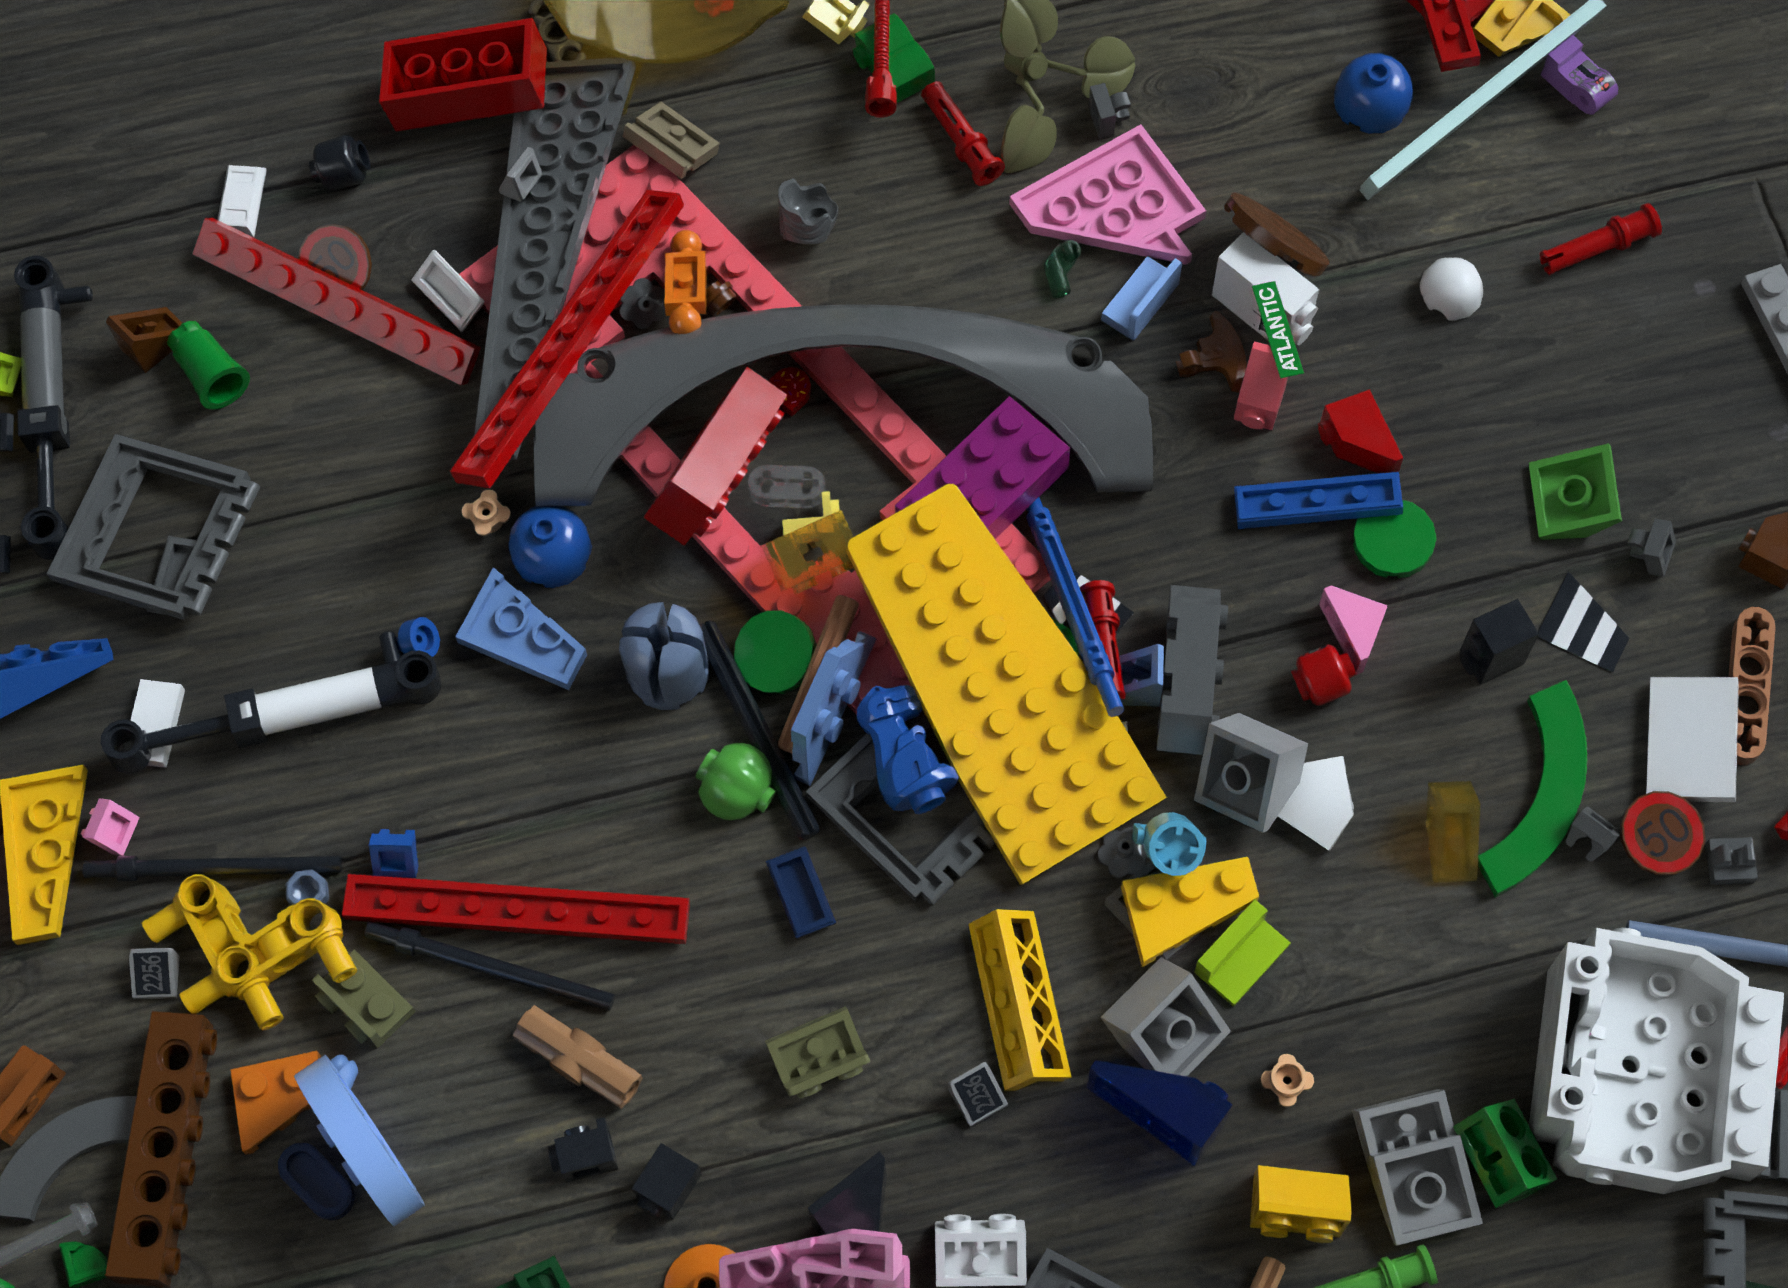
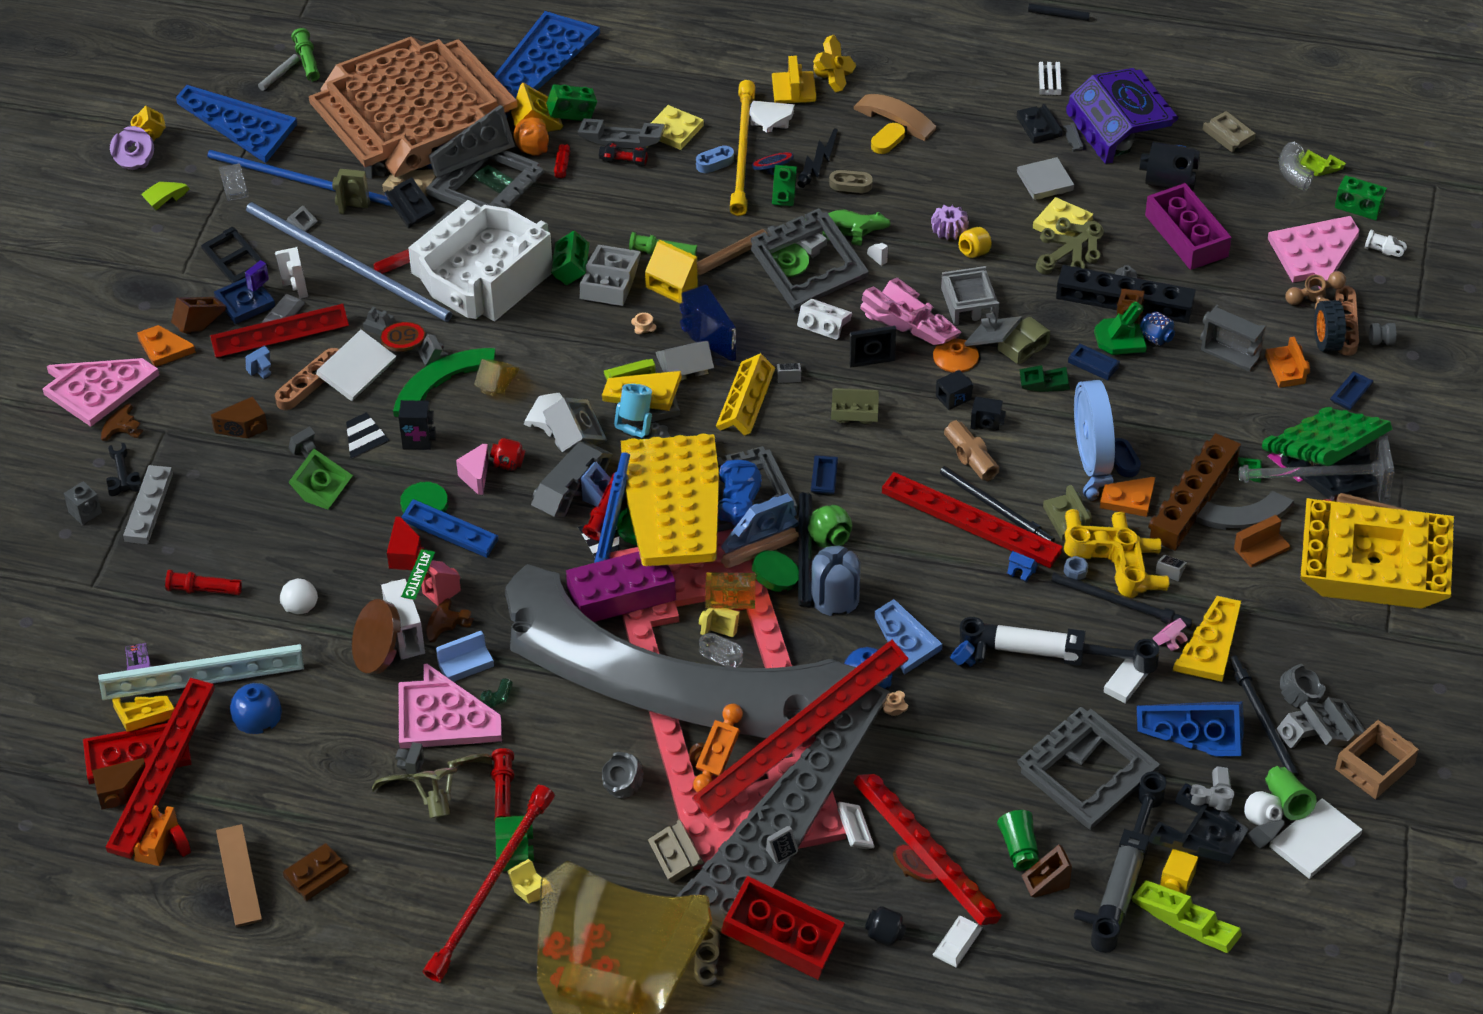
camera: 155 degrees left, 20 degrees down
(718, 458) = (760, 639): brick -> none

